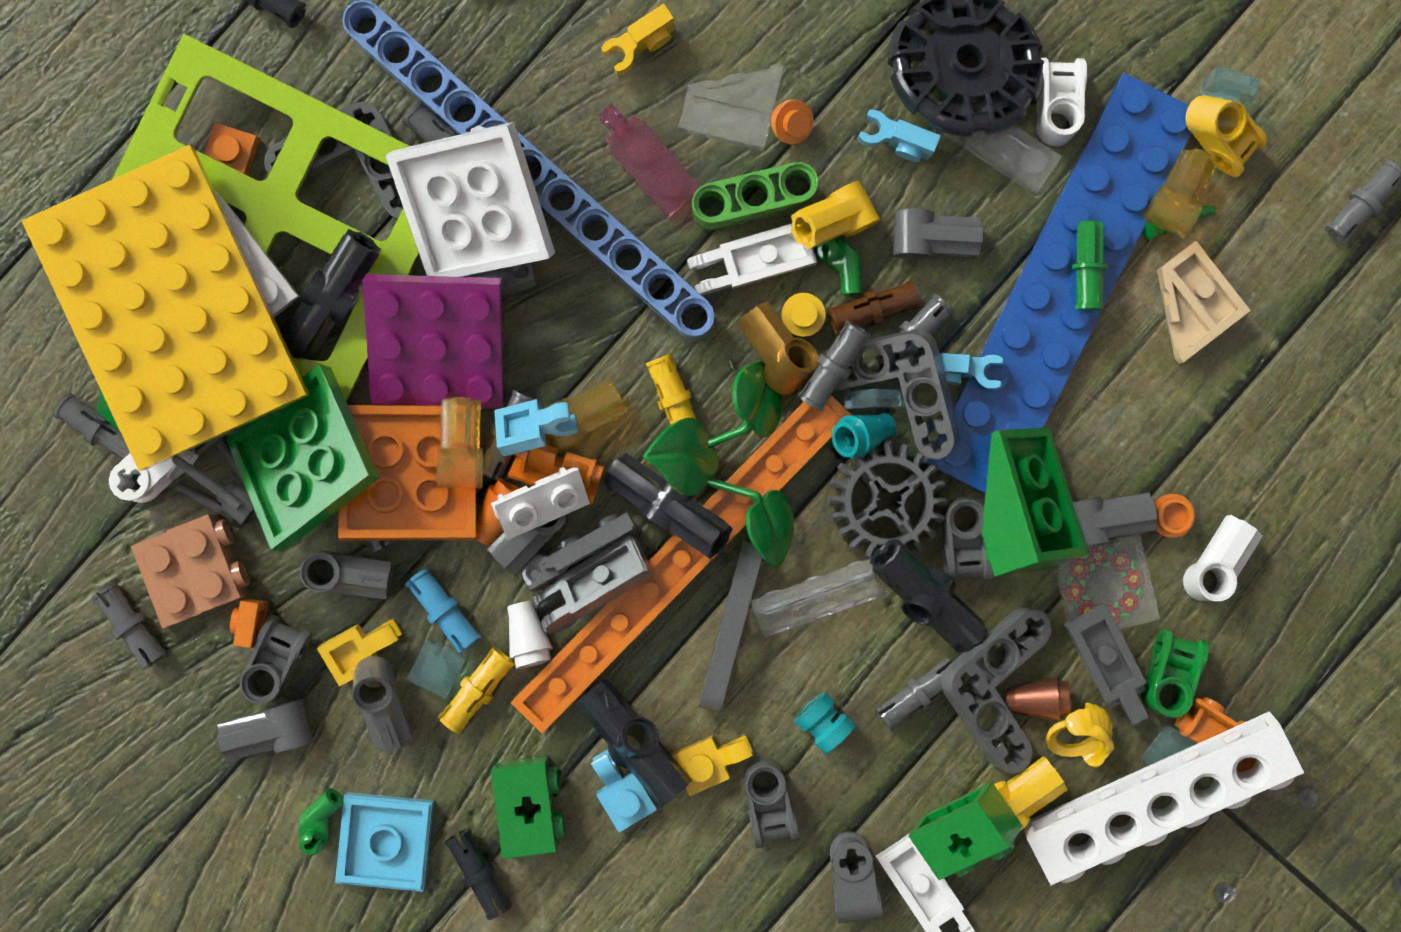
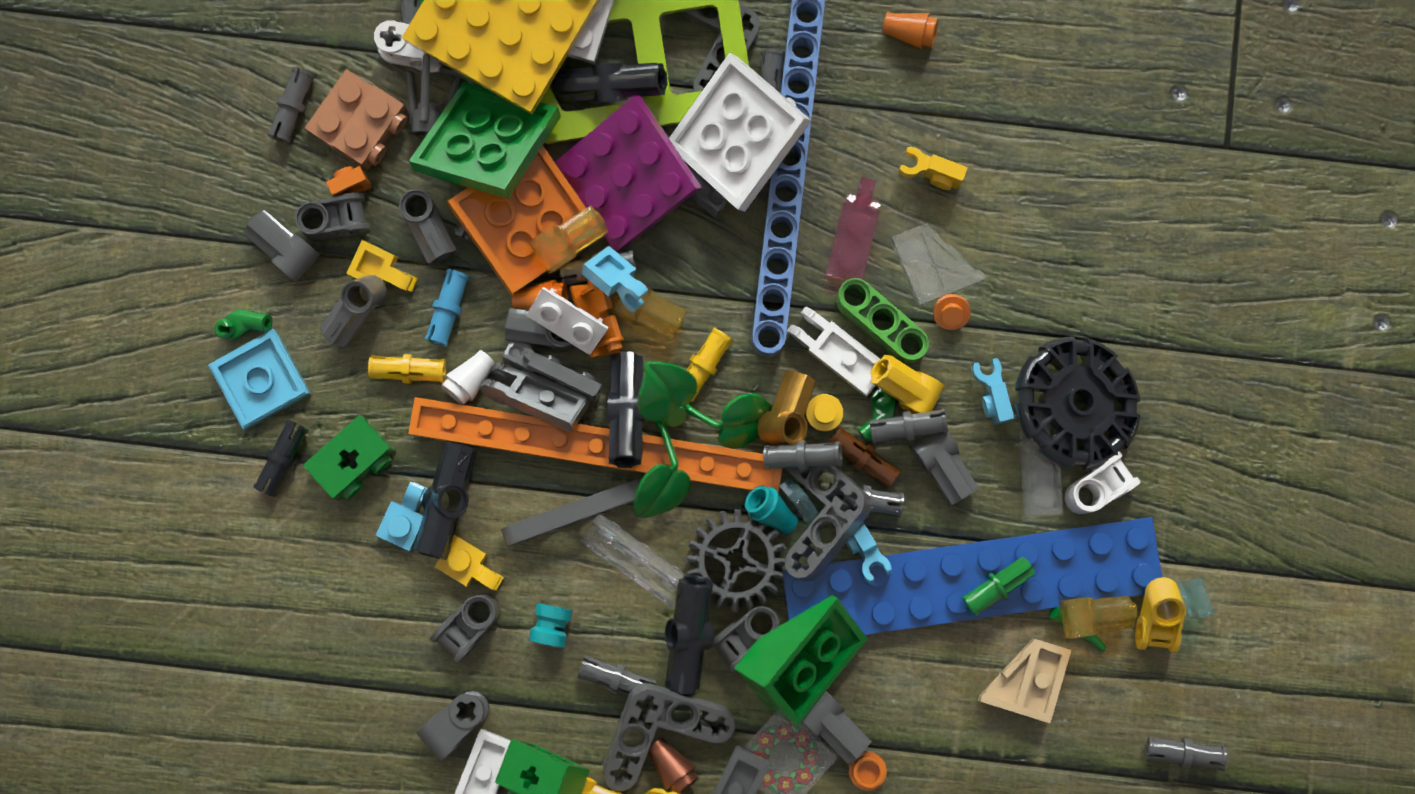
camera: 55 degrees right, 5 degrees down
(437, 668) = (404, 332): clear light blue plate -> none
(876, 242) = (908, 426): none -> dark grey pin

